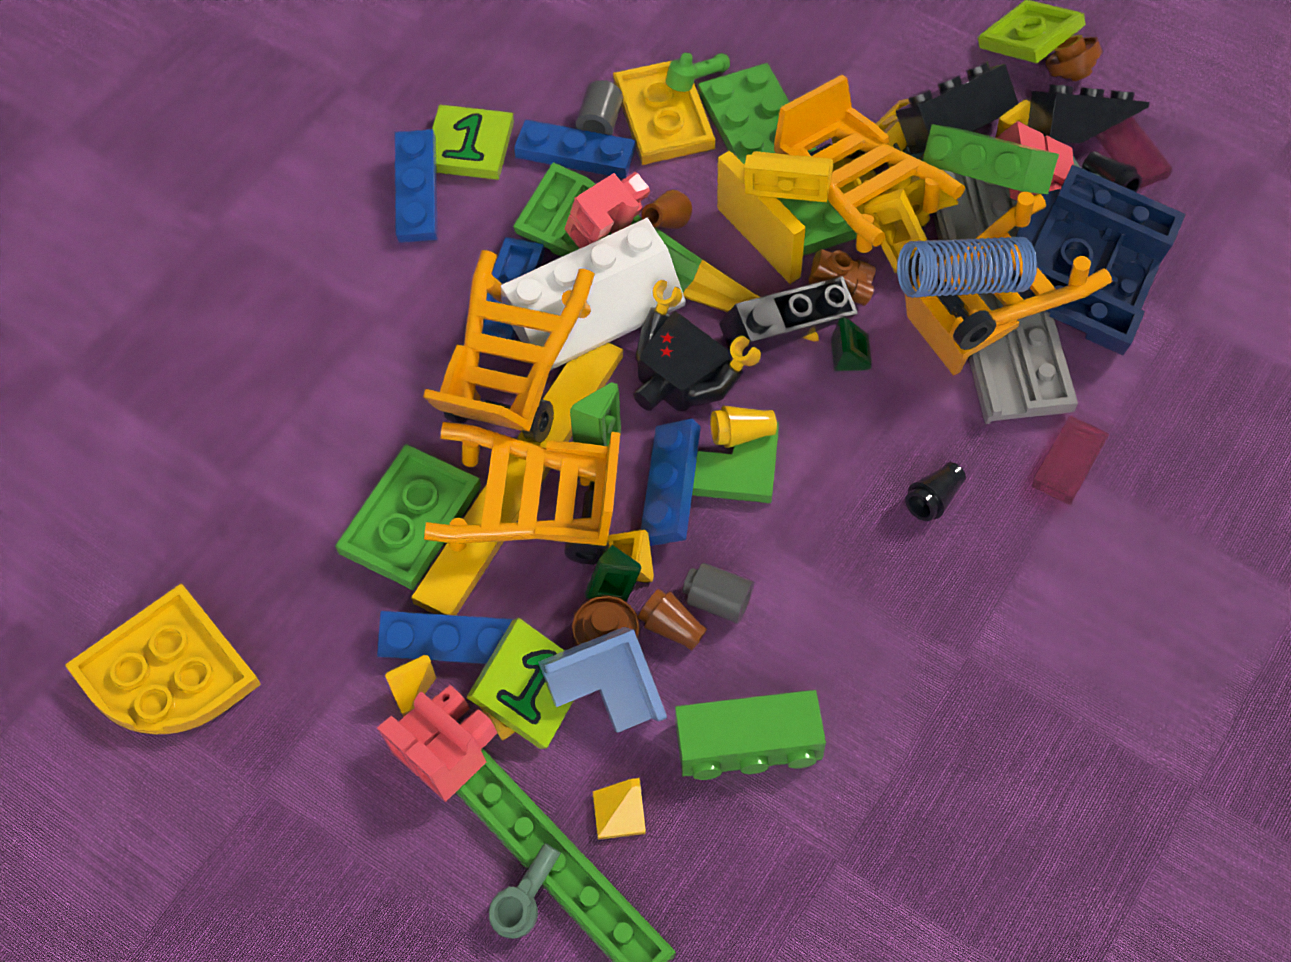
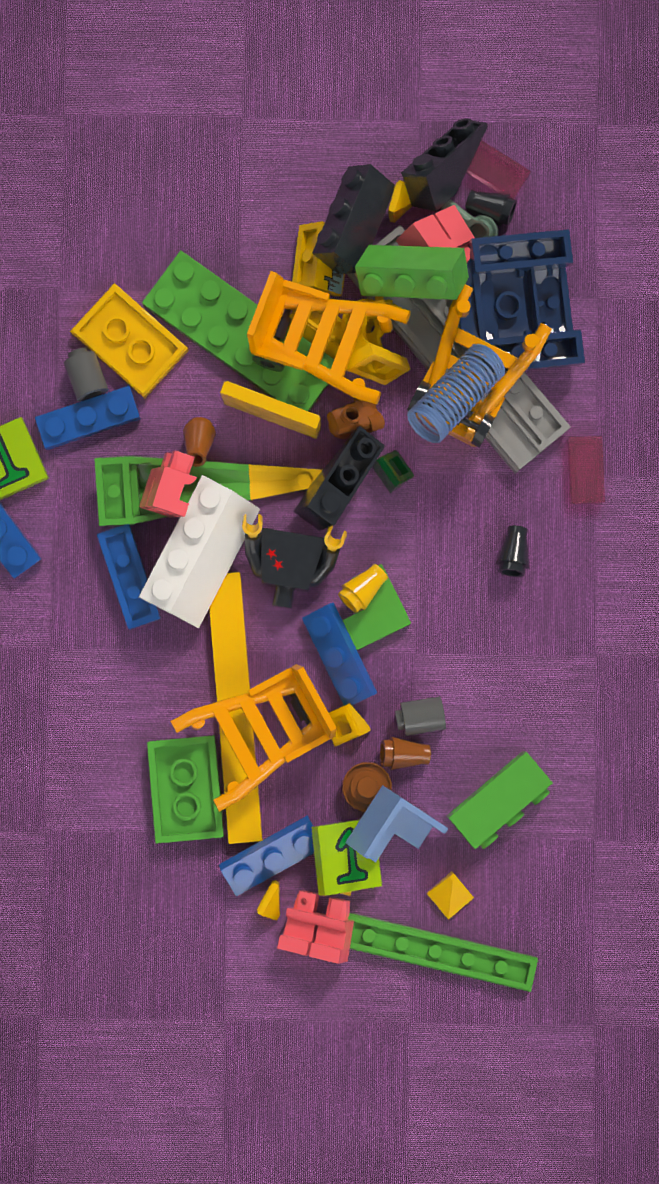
camera: 40 degrees left, 25 degrees up
(164, 669) = (108, 991): yellow plate -> none
(514, 909) = (431, 995): sand green plate -> none
(528, 412) = (198, 688): light orange hand -> none
(596, 416) = (270, 650): bright green slope -> none
(613, 575) = (348, 749): dark green slope -> none
(683, 72) = (128, 305): bright green piece -> none
(788, 176) = (283, 381): yellow panel -> none
(1031, 31) = (362, 99): lime tile -> none
(1074, 58) = (408, 107): dark orange plate -> none

